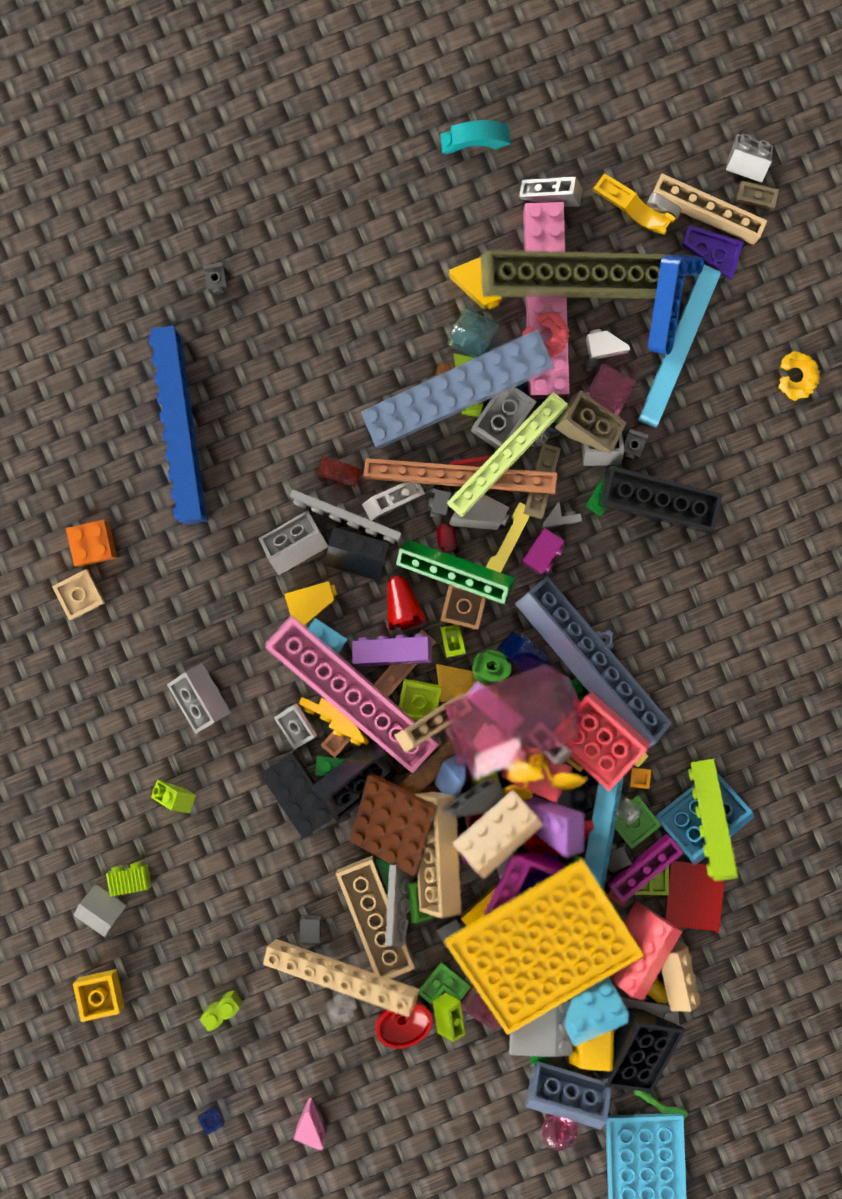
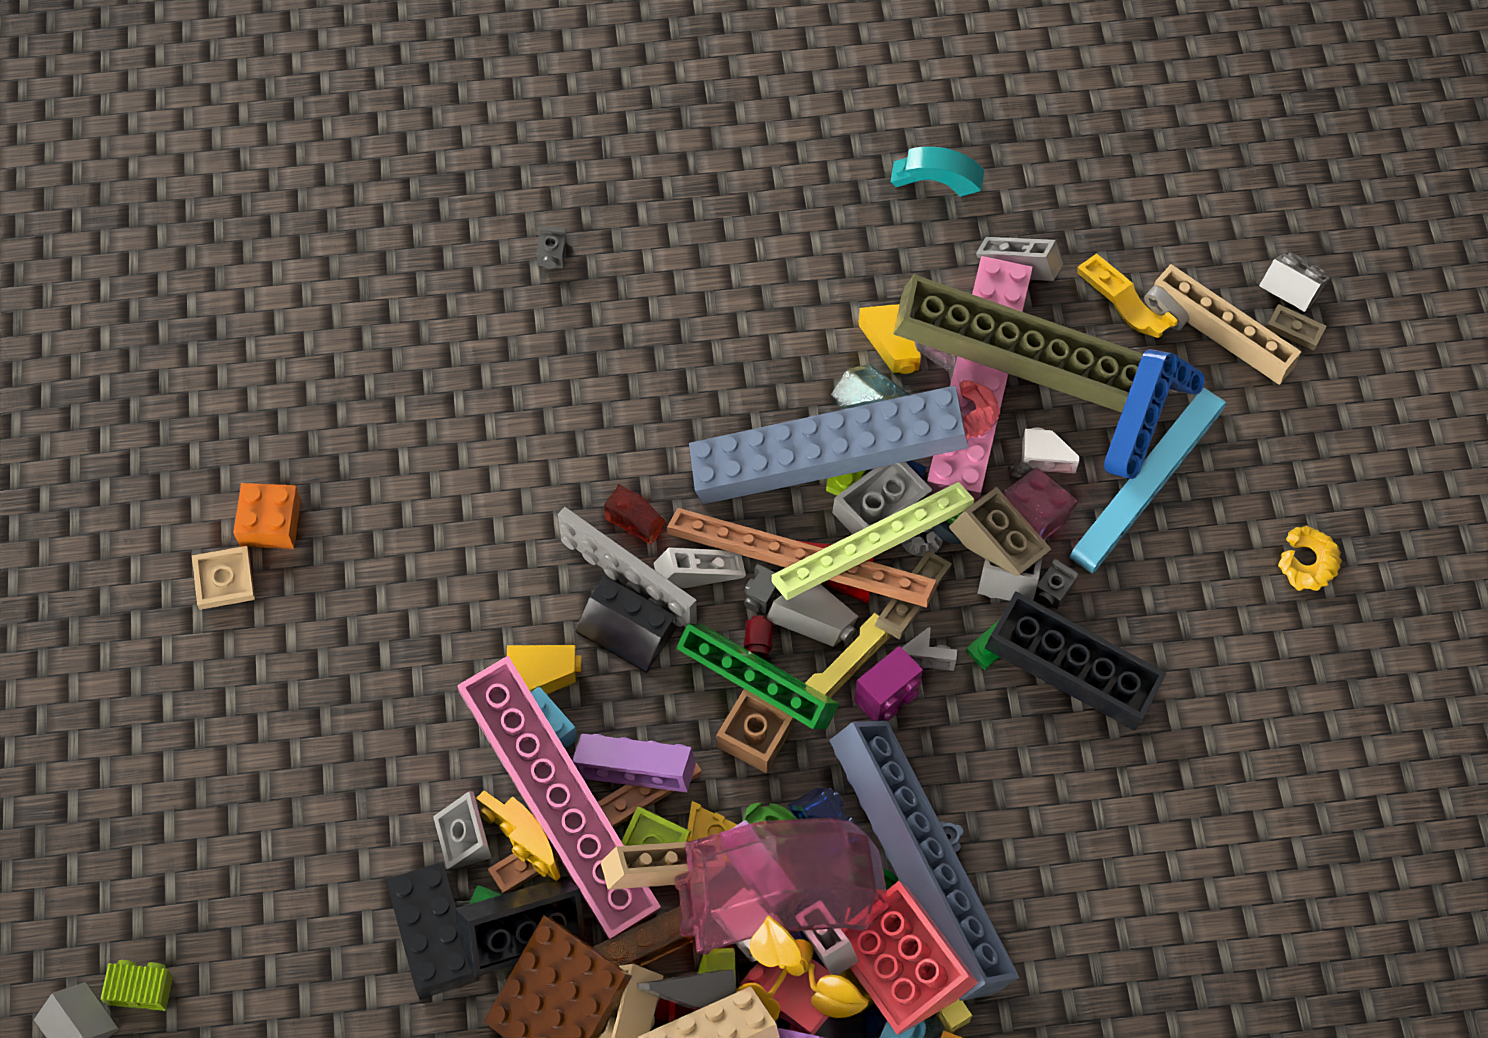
camera: 15 degrees right, 25 degrees down
(173, 796) = (248, 883): lime slope -> none
(178, 425) = (438, 404): blue brick -> none
(198, 698) = (336, 757): light grey slope -> none
(293, 542) = (543, 588): light grey slope -> none
(402, 605) = (668, 709): red cone -> none
(451, 777) = (667, 951): medium blue slope -> none
(452, 640) = (725, 780): lime slope -> none
(715, 249) = (1225, 375): dark purple wing -> none

